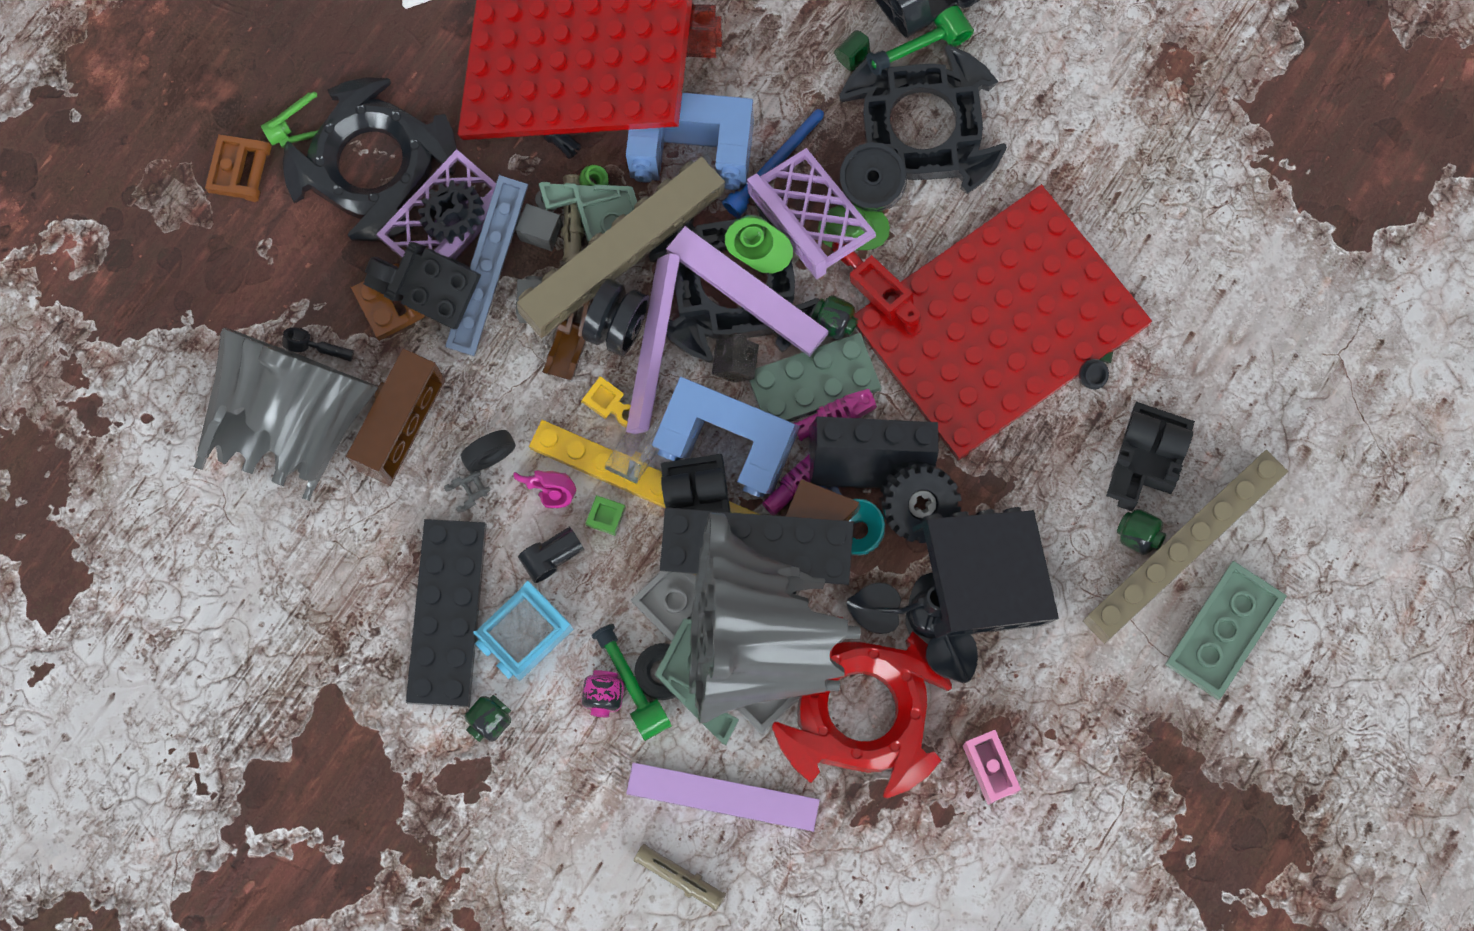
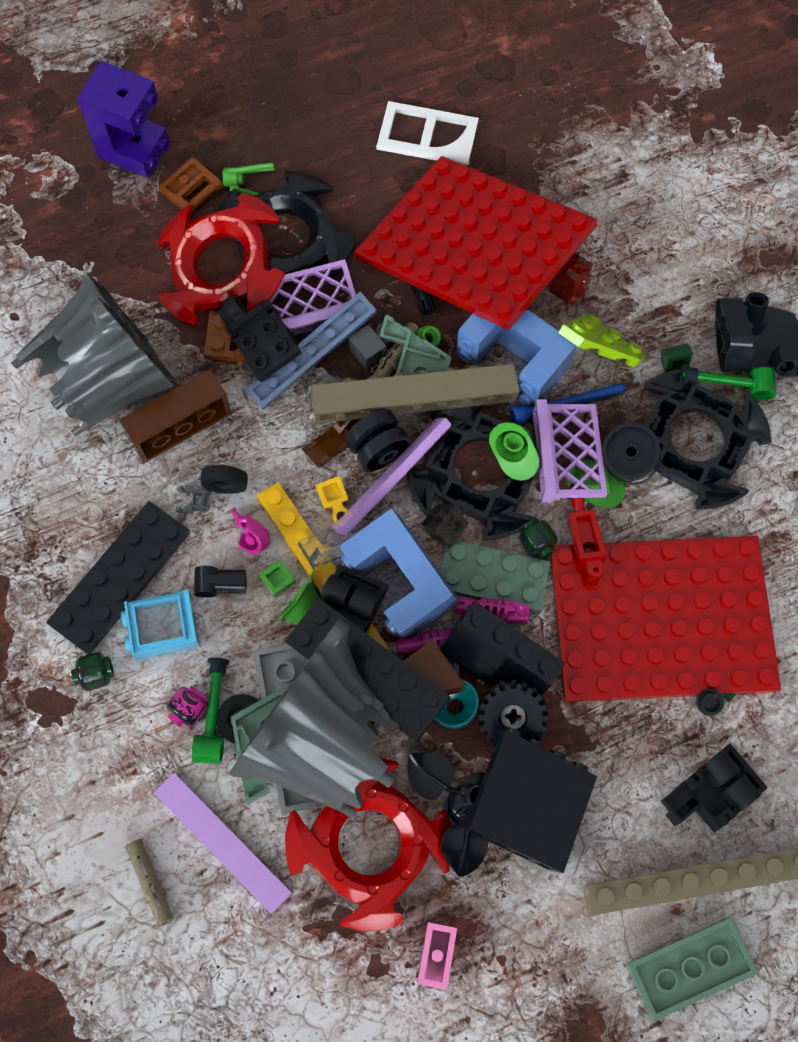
camera: 25 degrees right, 5 degrees down
(122, 141) = (115, 115): none -> dark purple piece
(278, 227) = (188, 240): none -> red piece
(322, 347) = (153, 329): black piece -> none
(451, 212) = (310, 298): black gear -> none
(647, 523) = (301, 603): none -> bright green piece
(747, 291) = (485, 481): lavender tile -> none
(756, 78) = (590, 333): none -> lime plate
(1141, 531) = (671, 846): dark green head -> none

